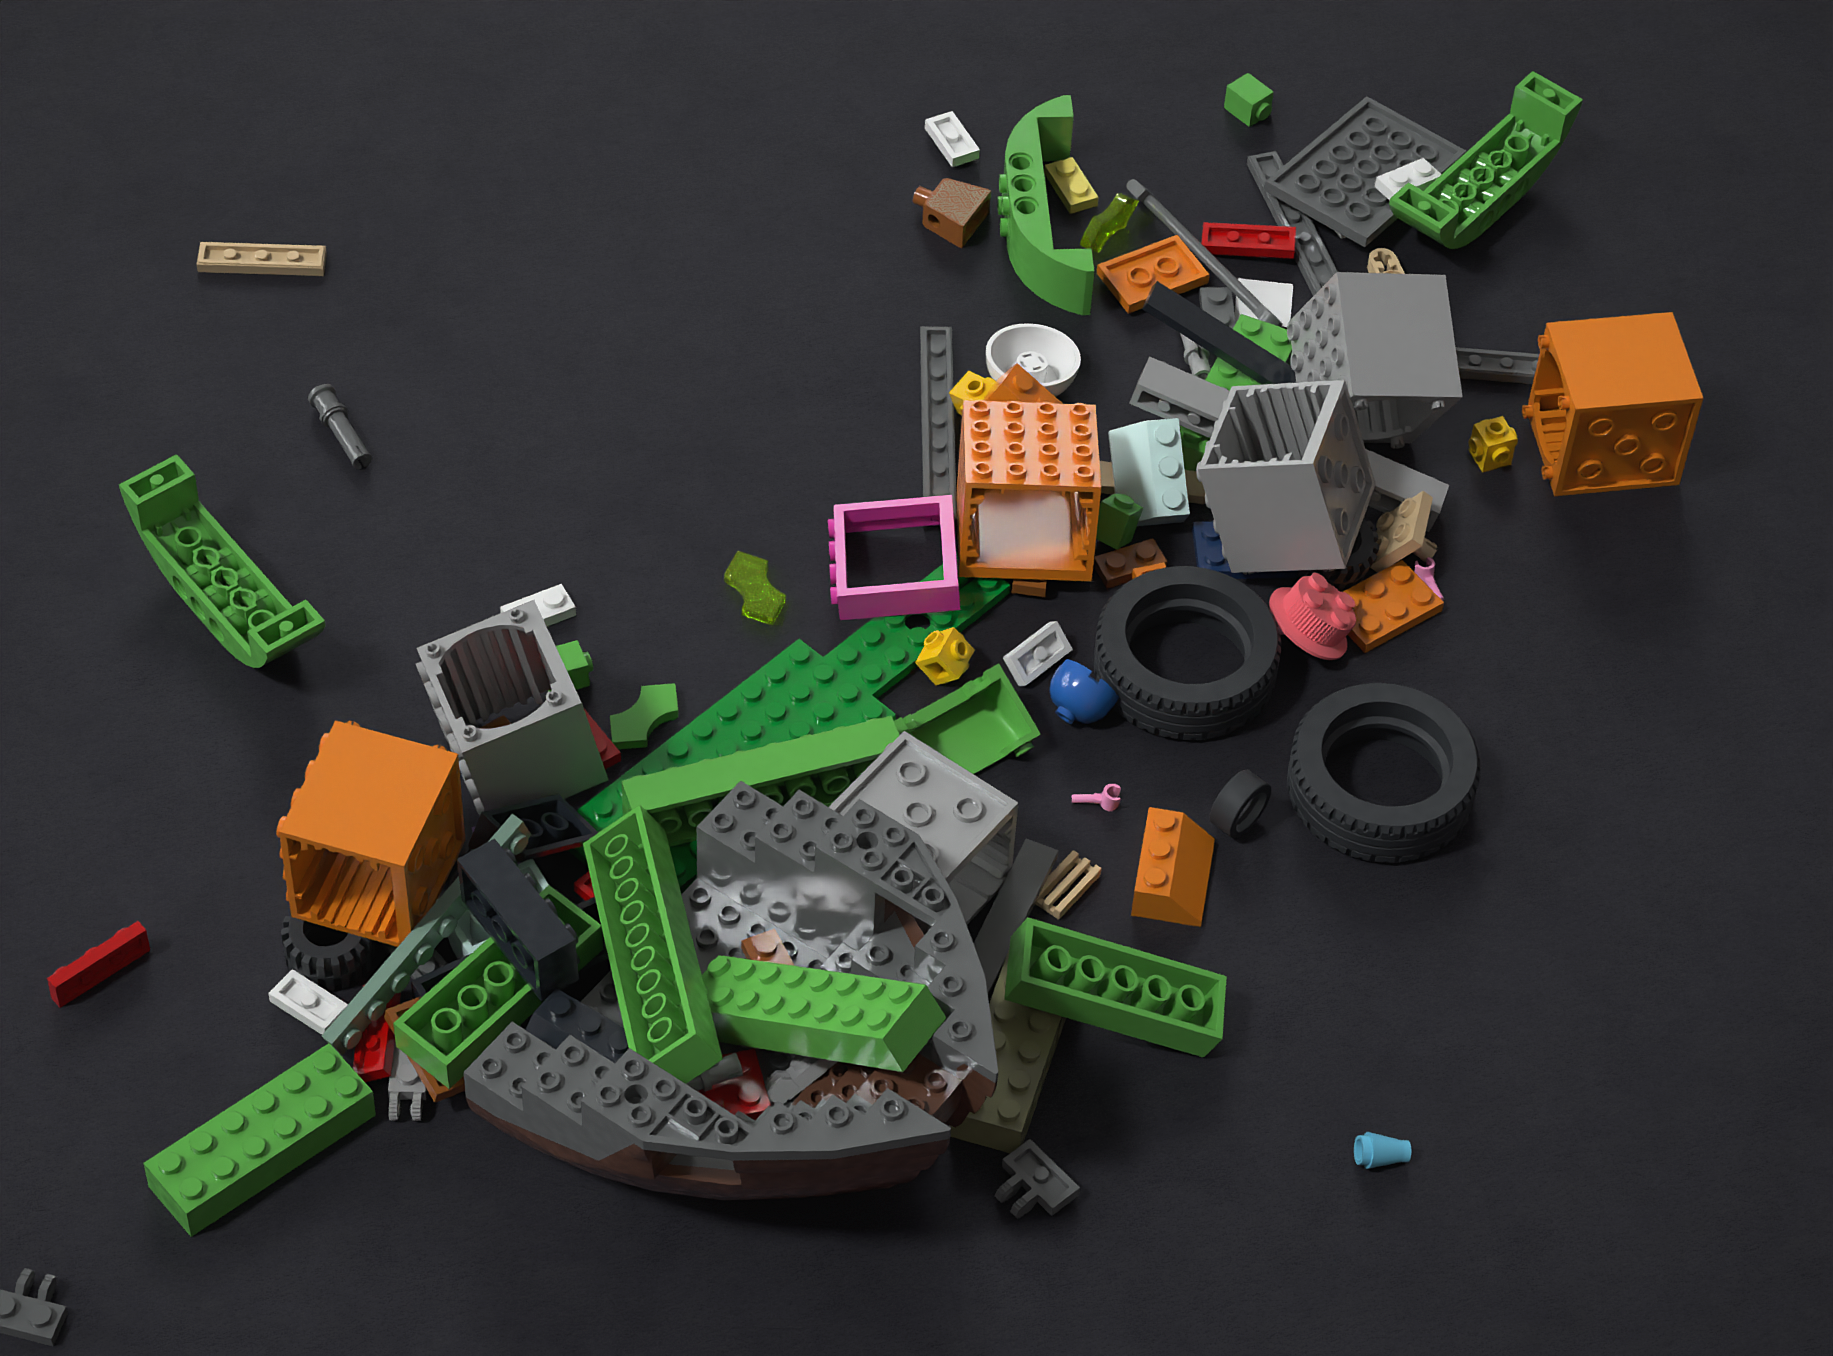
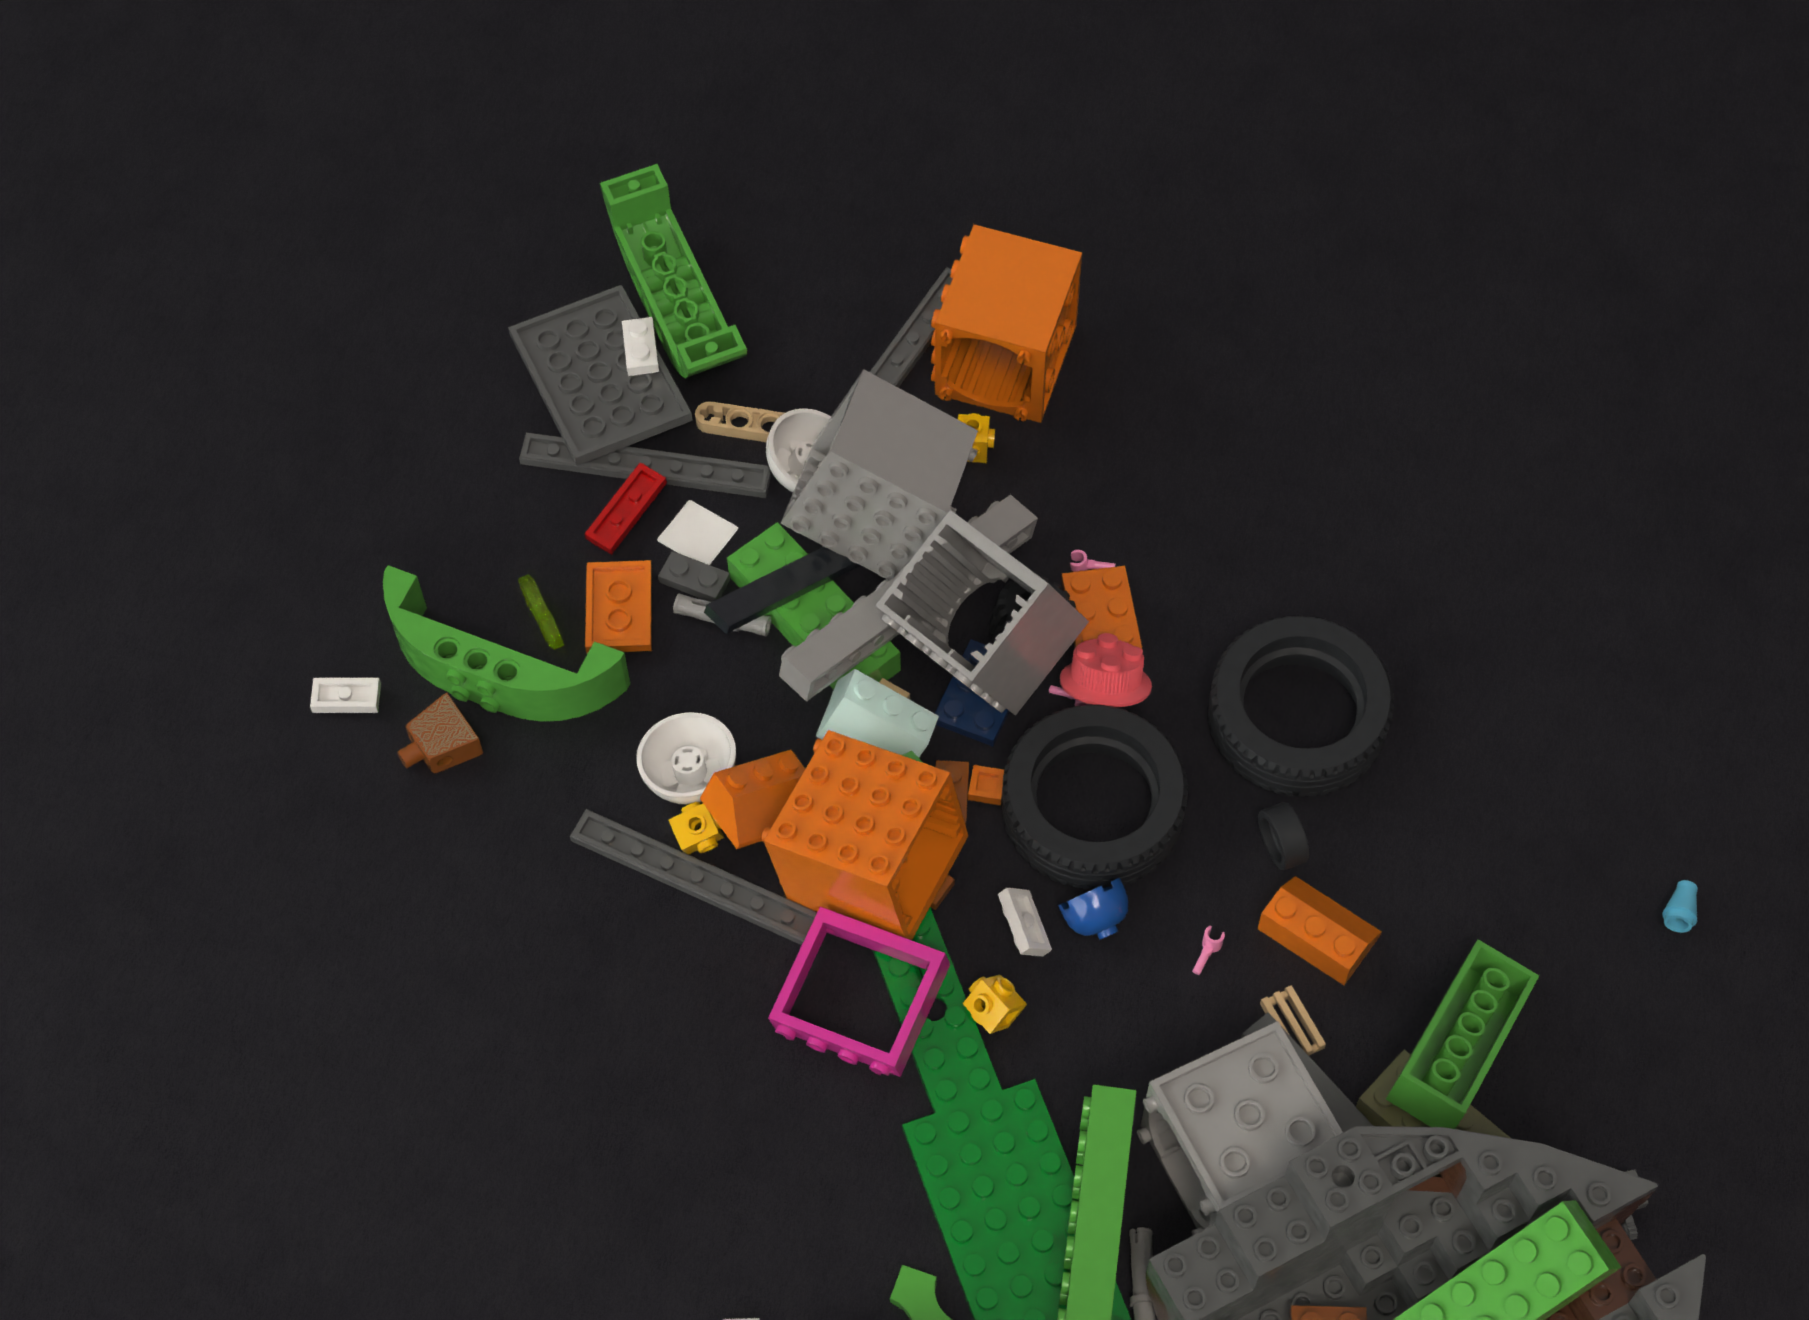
camera: 60 degrees left, 10 degrees up
(749, 577) = (830, 1137): clear neon green tile -> none
(975, 723) = (1084, 1032): bright green windscreen -> none
(1071, 185) = (469, 618): light yellow plate -> none
(1202, 253) = (731, 540): dark grey hinge -> none
(1248, 99) = (453, 422): bright green brick -> none
(1404, 532) = (1046, 551): tan plate -> none

